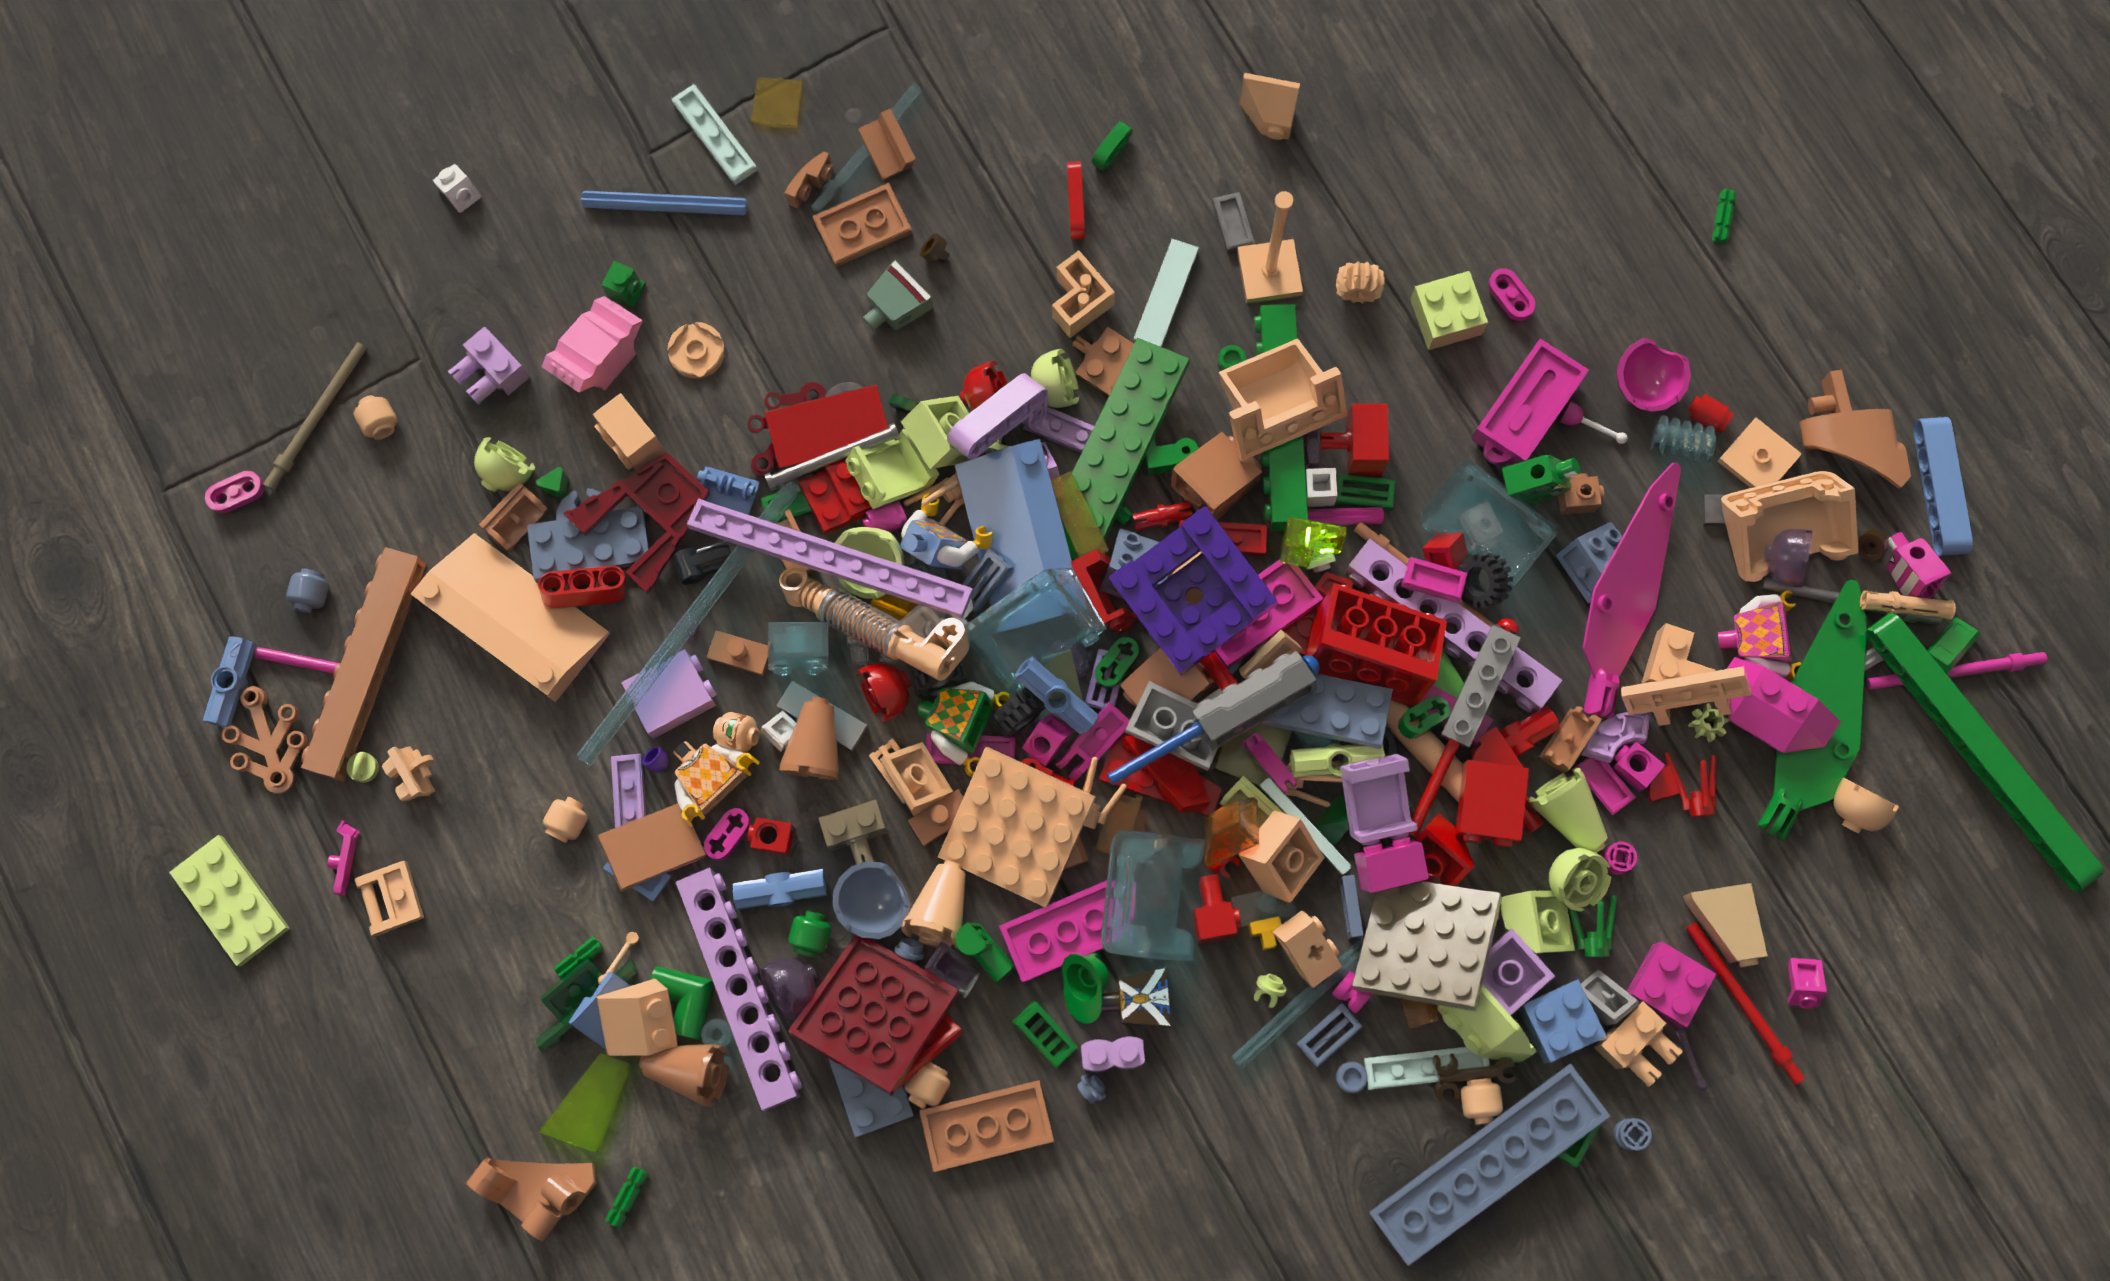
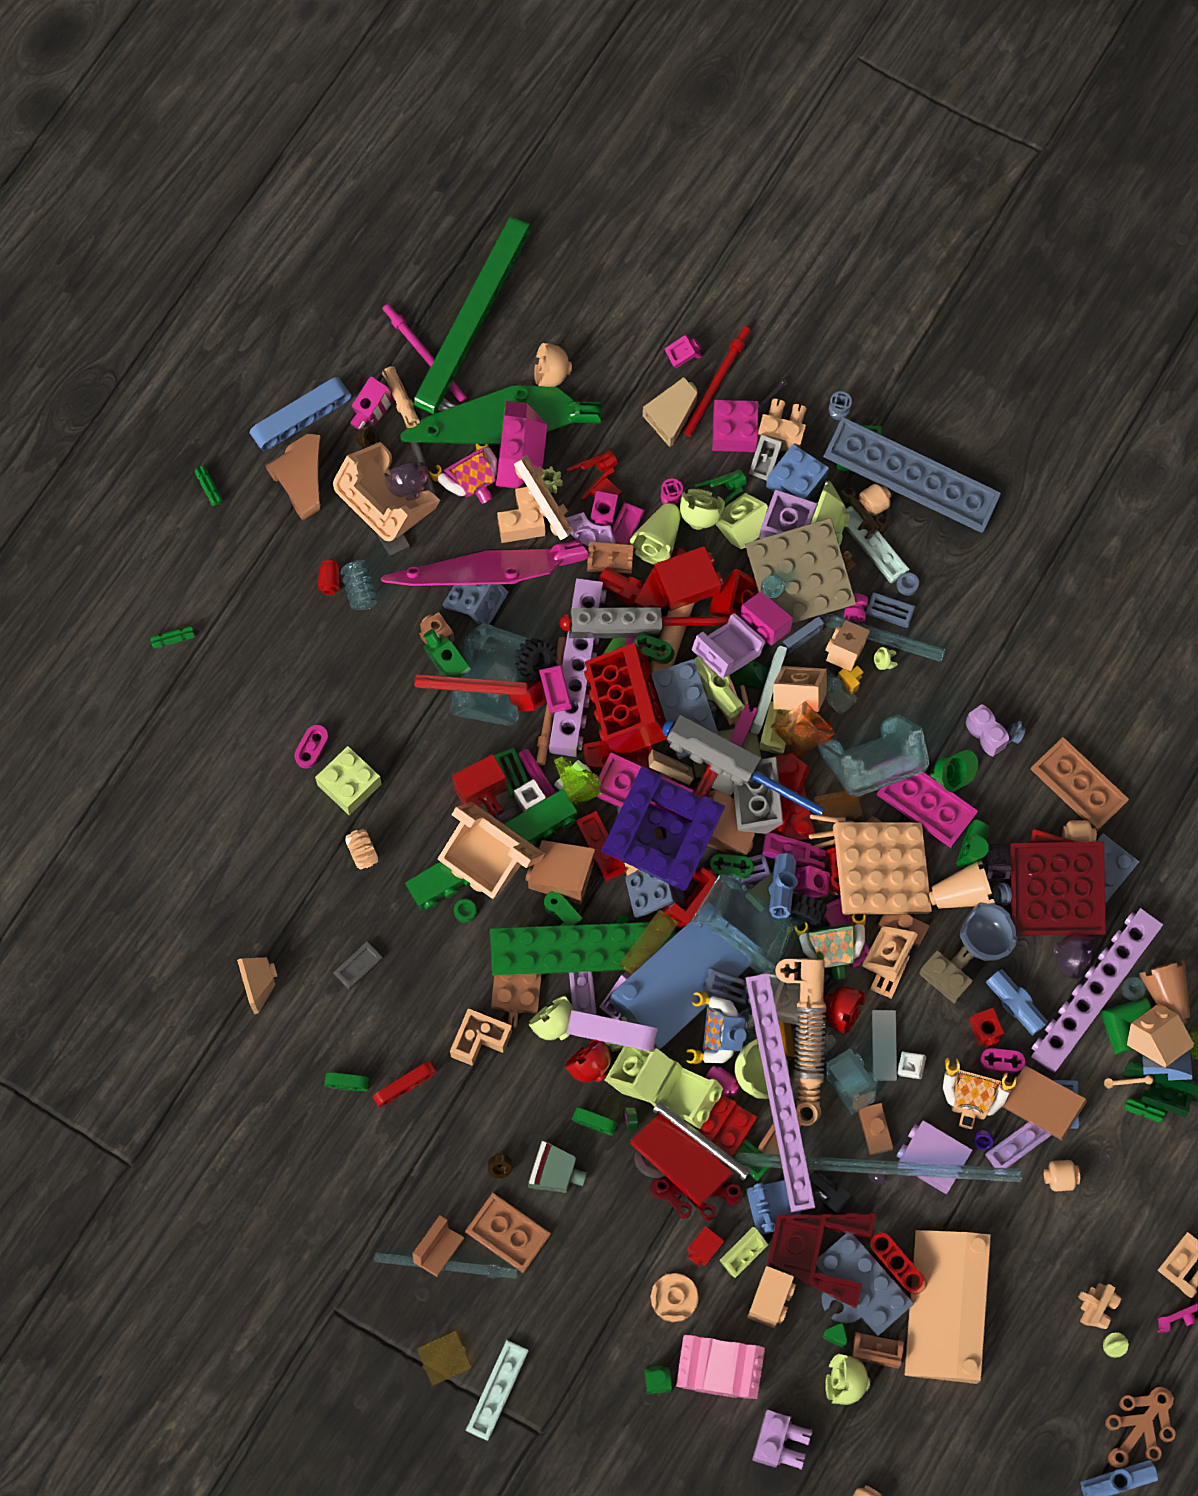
camera: 125 degrees left, 5 degrees down
(295, 660) = (1072, 1443): dark pink bar -> none
(307, 590) = (1020, 1468): sand blue head -> none
(363, 664) = (1046, 1389): nougat brick -> none
(663, 202) = (574, 1394): medium blue axle -> none
(695, 440) = (744, 1252): none -> yellowish green plate
(724, 404) = (704, 1247): none -> red brick
(736, 731) = (932, 1094): light nougat head -> none
(809, 934) = (1033, 963): green head -> none
(812, 174) = (487, 1288): nougat slope -> none
(813, 743) = (910, 1032): nougat cone -> none
(922, 366) = (594, 1121): none -> green beam
(949, 489) = (675, 1047): light nougat plant -> none
(1063, 1053) = (995, 795): green slope -> none
(1141, 999) = (942, 731): torso -> none
(1162, 515) = (608, 895): red pin -> none
(1166, 292) = (441, 982): light aqua tile -> none
(1217, 918) = (865, 711): red brick -> none
(1271, 268) = (382, 917): light nougat tile -> none
(1423, 887) = (772, 586): none -> clear light blue wheel
(1487, 483) = (470, 685): none -> red axle
(1529, 405) = (390, 693): dark pink piece -> none
(1573, 415) = (379, 664): hinge -> none
(1652, 376) = (326, 622): dark pink cylinder -> none
(1759, 455) = (341, 534): light nougat plate -> none
(1835, 397) = (274, 504): nougat tile -> none
(1898, 342) = (208, 485): none -> green axle
(1953, 644) = (410, 362): green tile -> none

